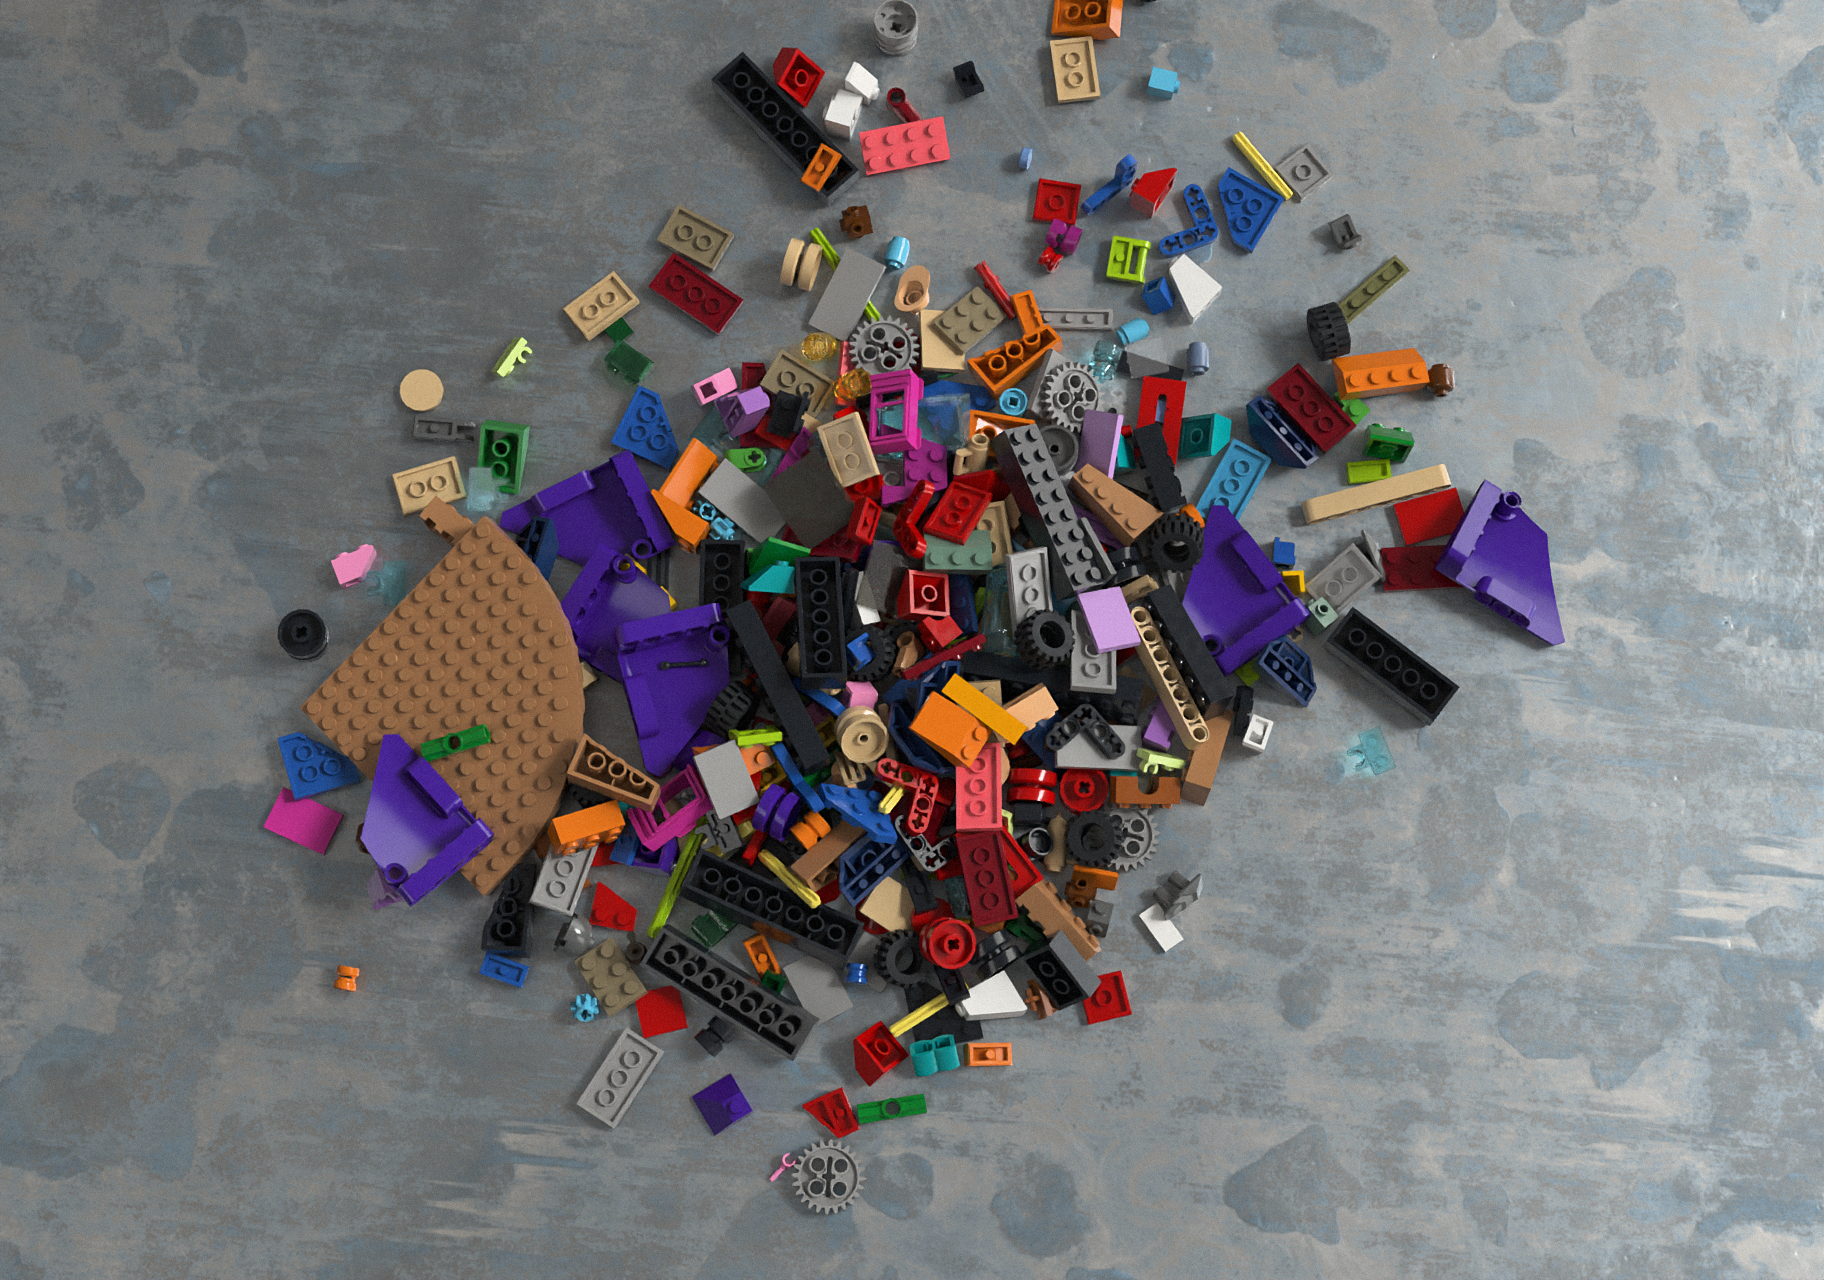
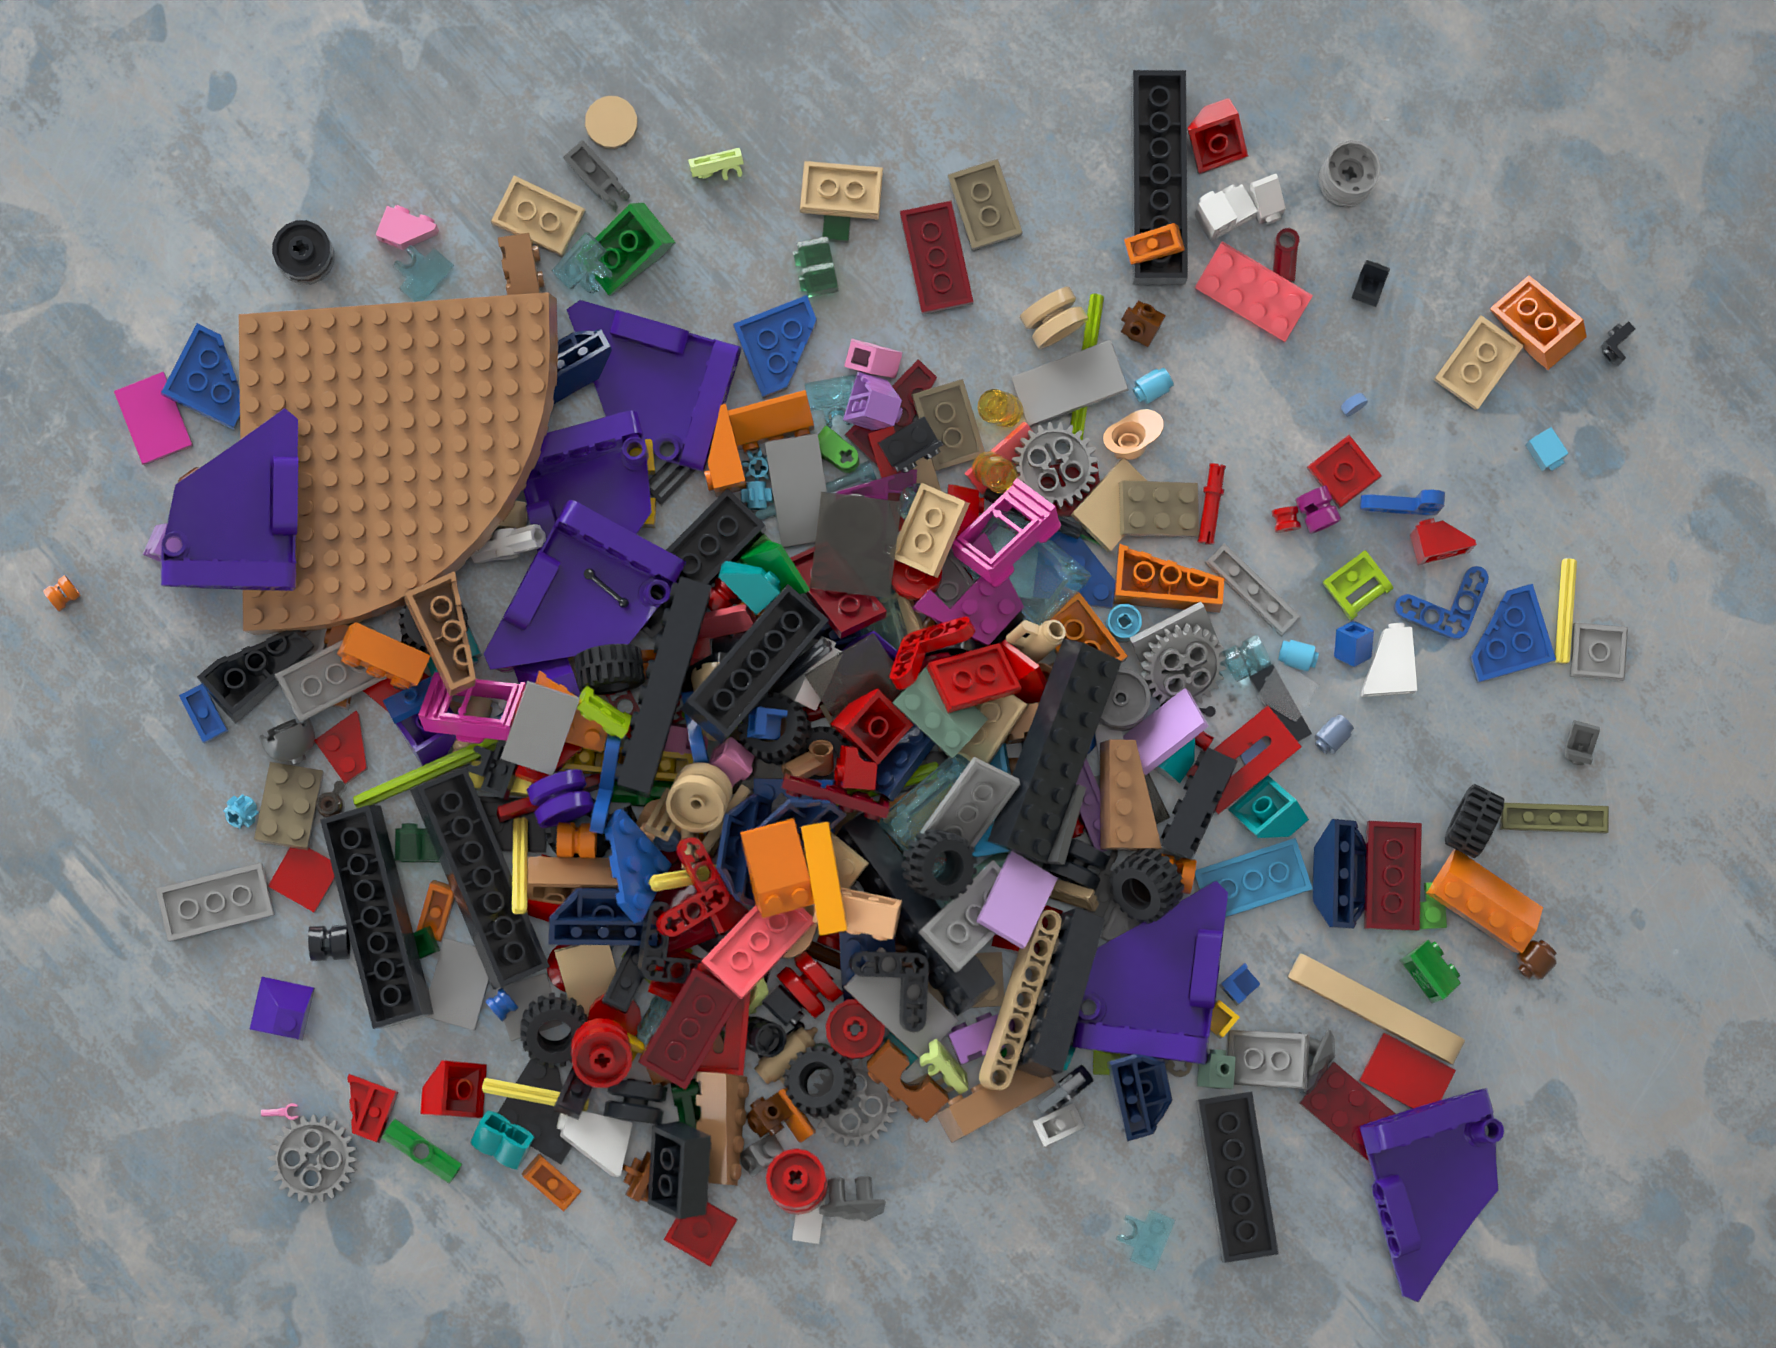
camera: 40 degrees right, 5 degrees up
(443, 746) = (326, 467): green piece -> none
(599, 692) = (509, 543): none -> white piece
(863, 521) = (883, 607): red slope -> none
(1027, 311) = (1217, 549): orange plate -> none
(1134, 899) = (795, 1165): none -> red wheel
(1367, 471) = (1390, 981): lime tile -> none

